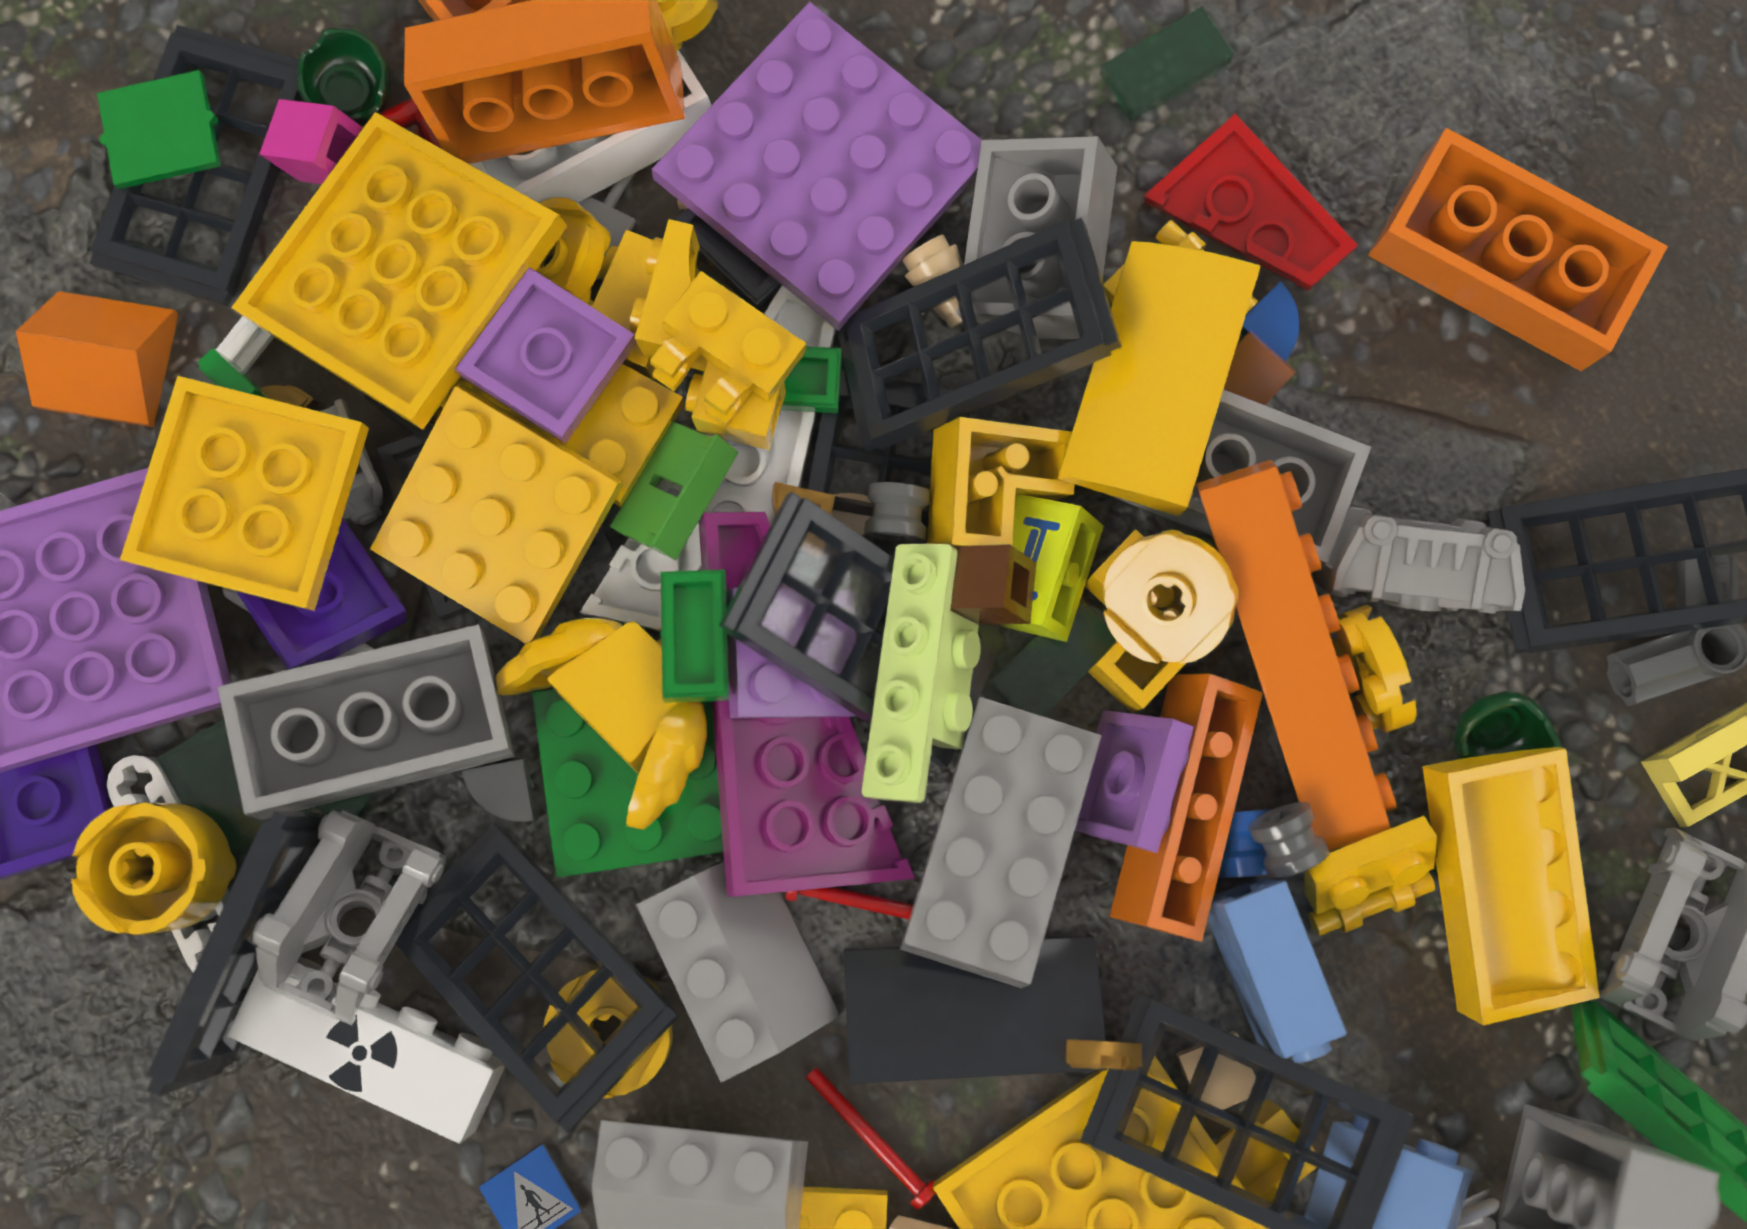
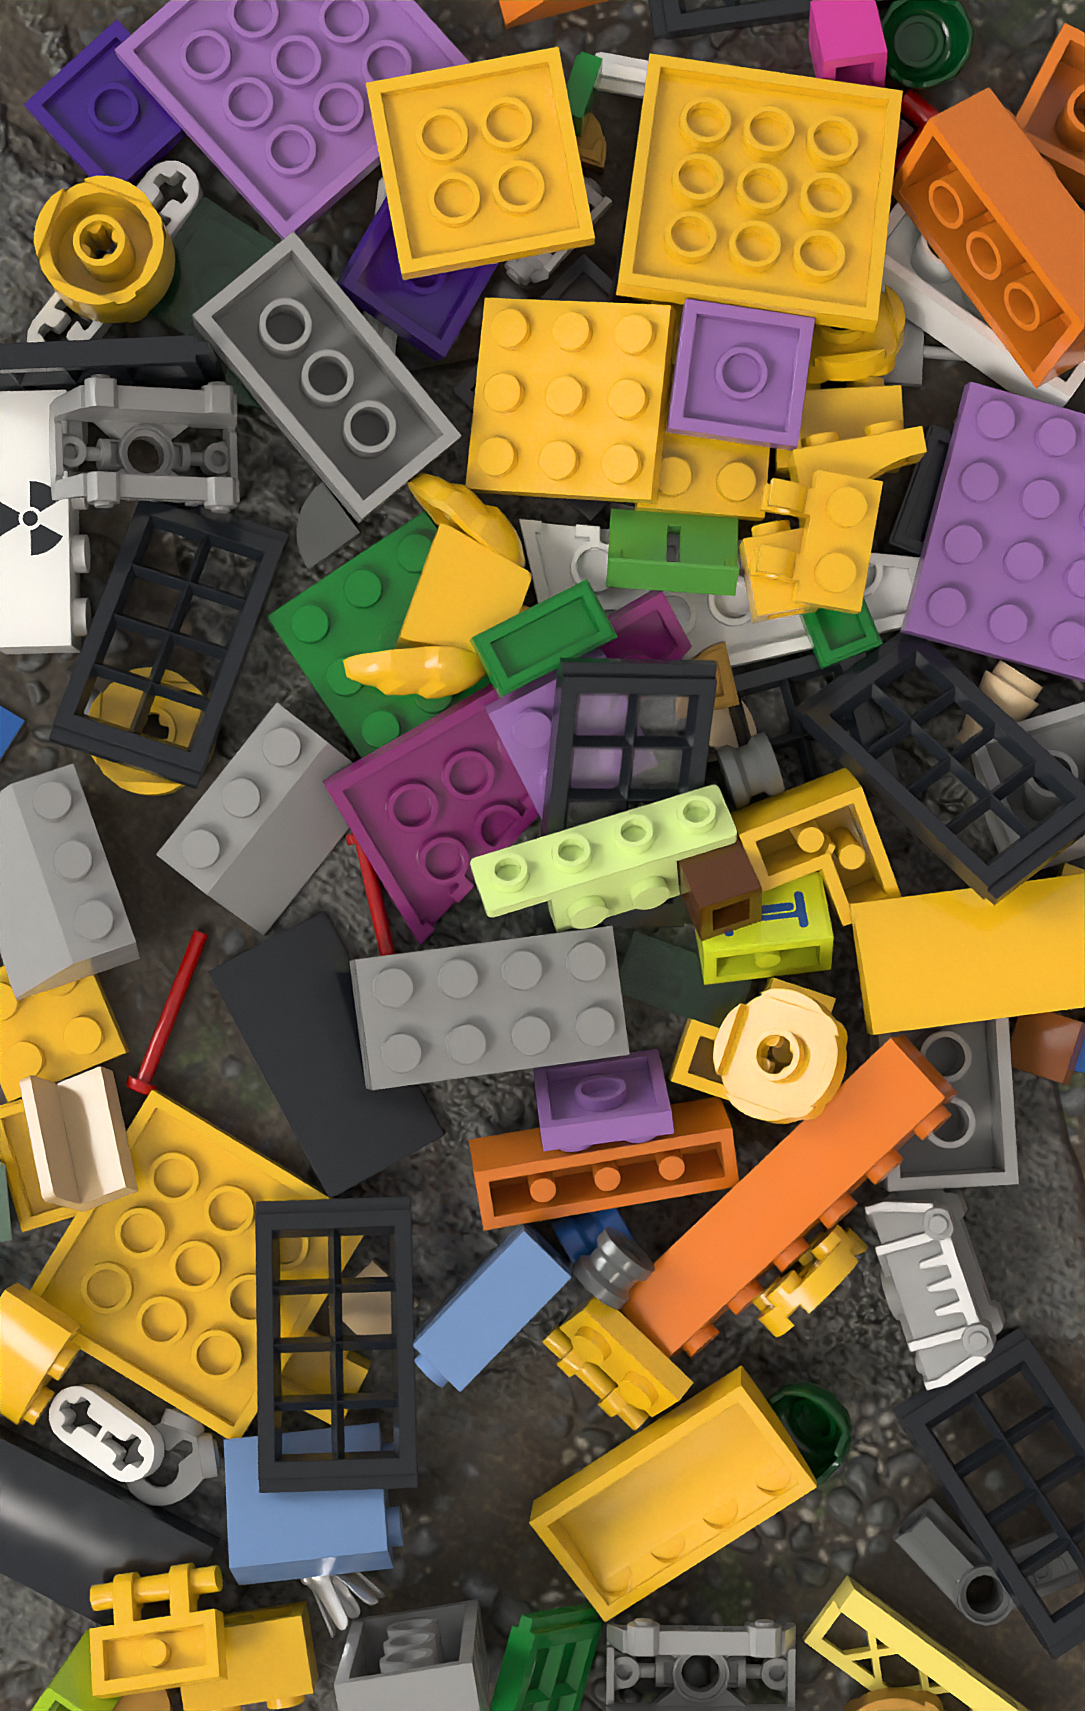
camera: 60 degrees right, 5 degrees up
(1103, 1054) = (341, 1186): pearl gold tile -> none

